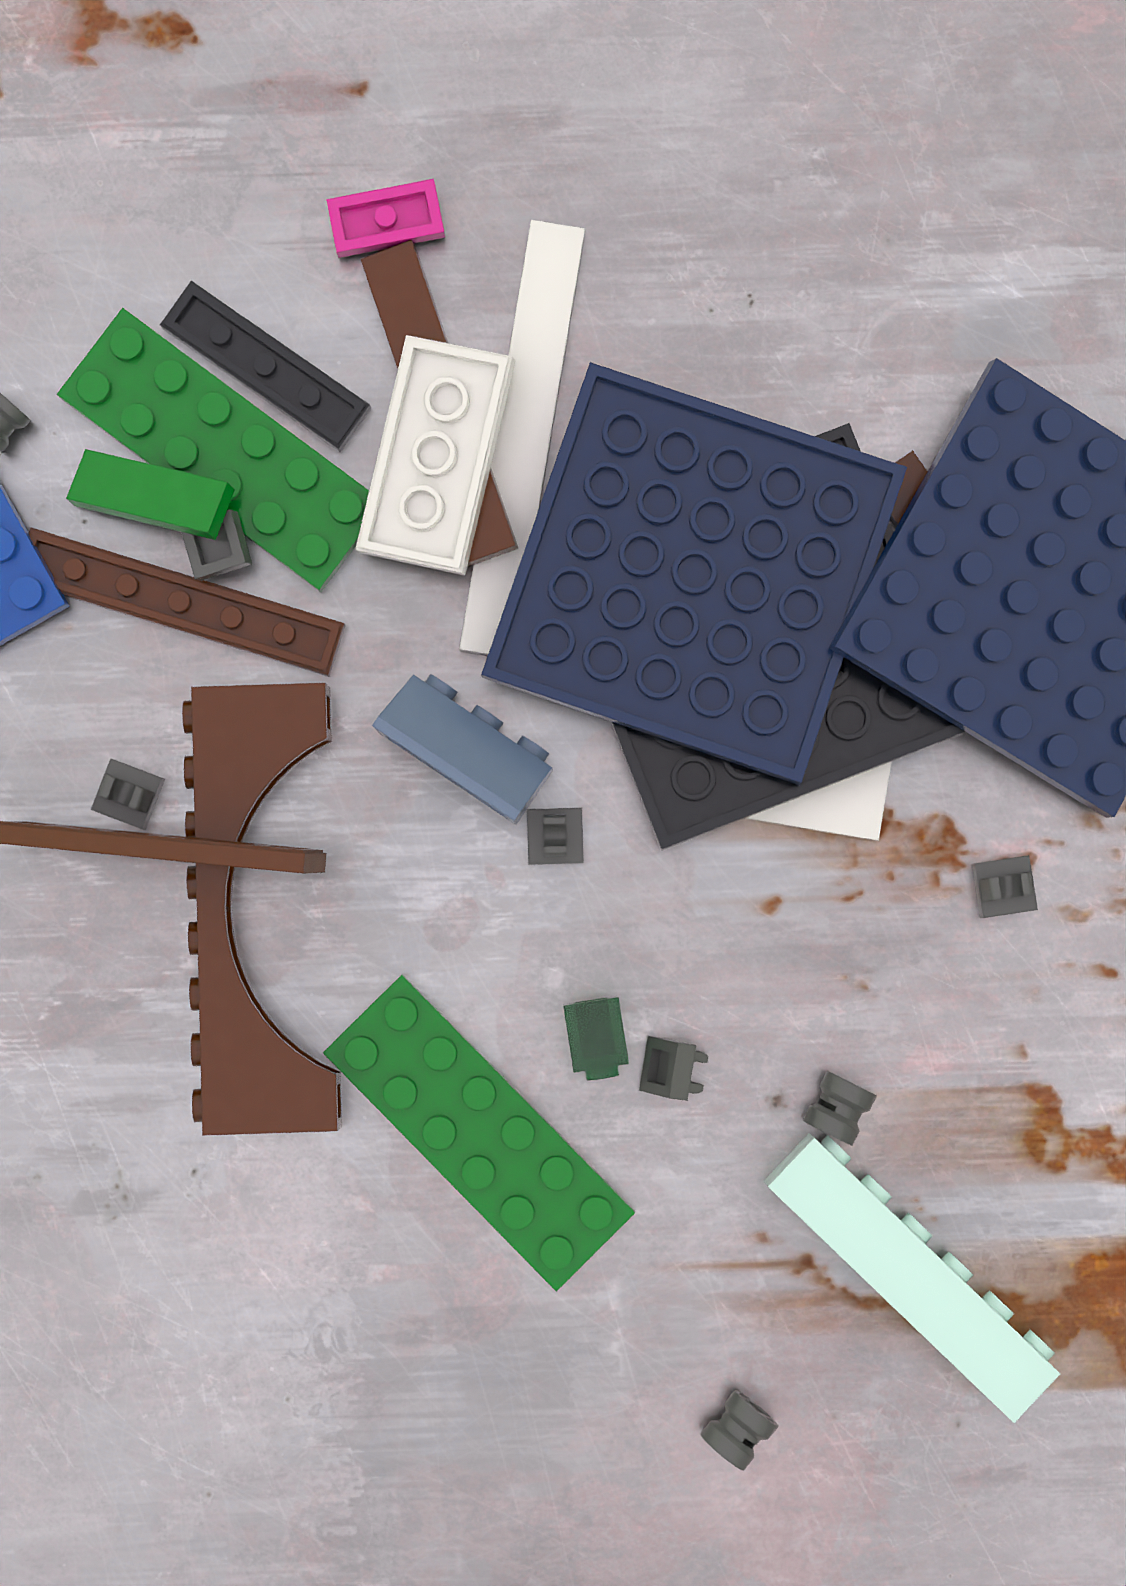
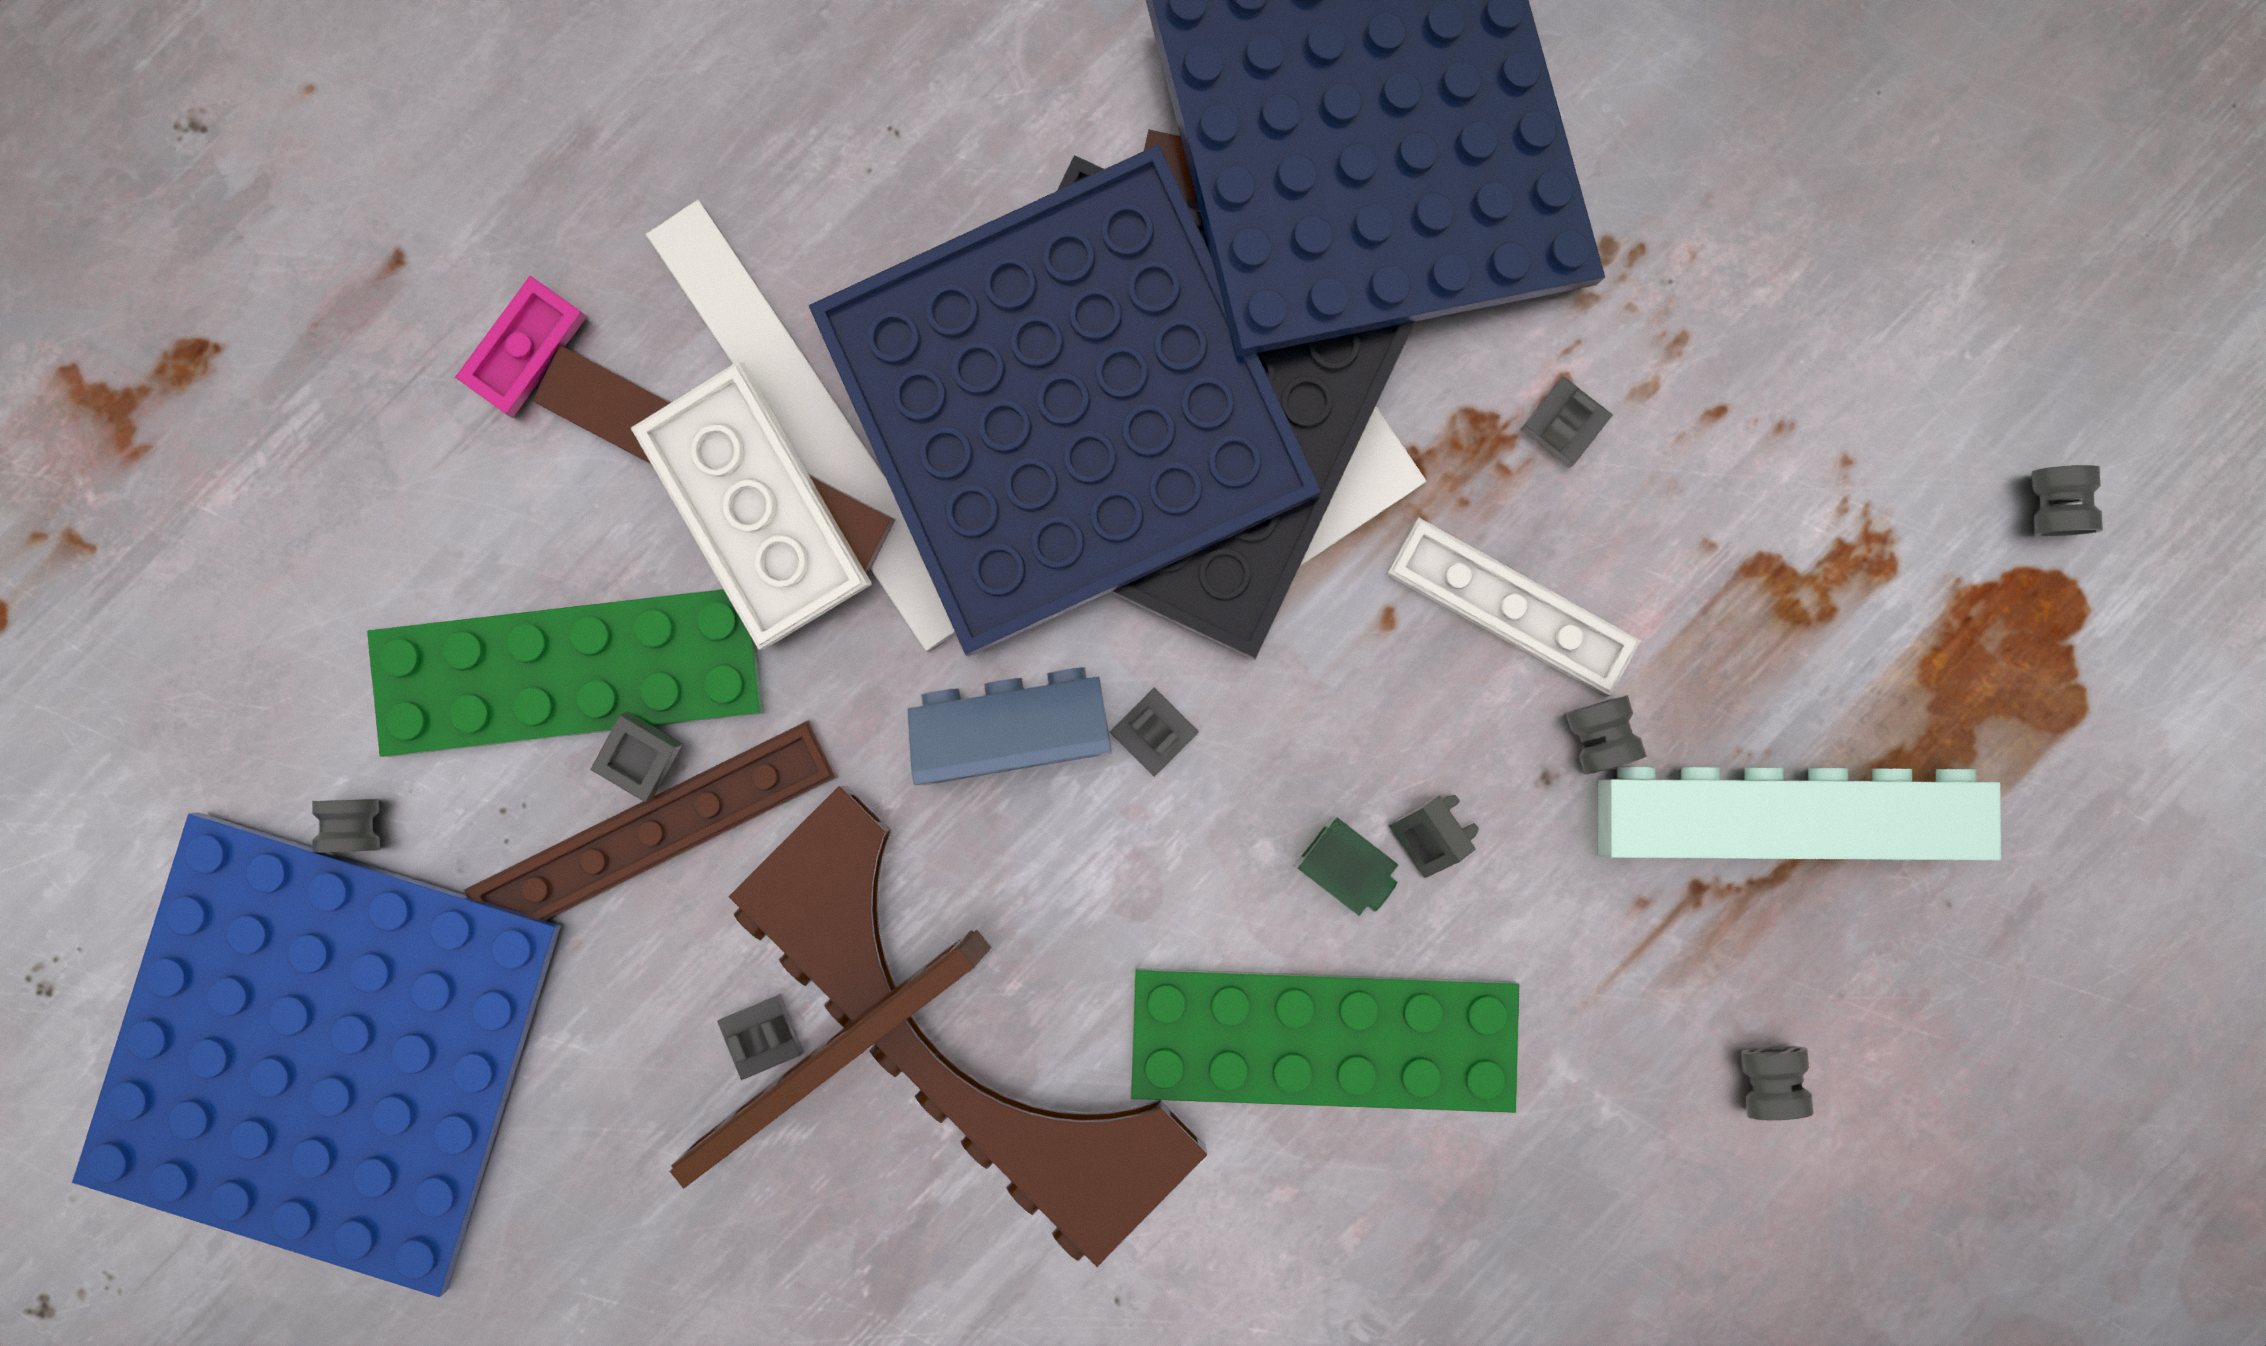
camera: 45 degrees left, 0 degrees up
(150, 494) = (539, 765): green tile -> none
(265, 366) = (536, 566): black tile -> none
(858, 972) = (1513, 607): none -> white tile

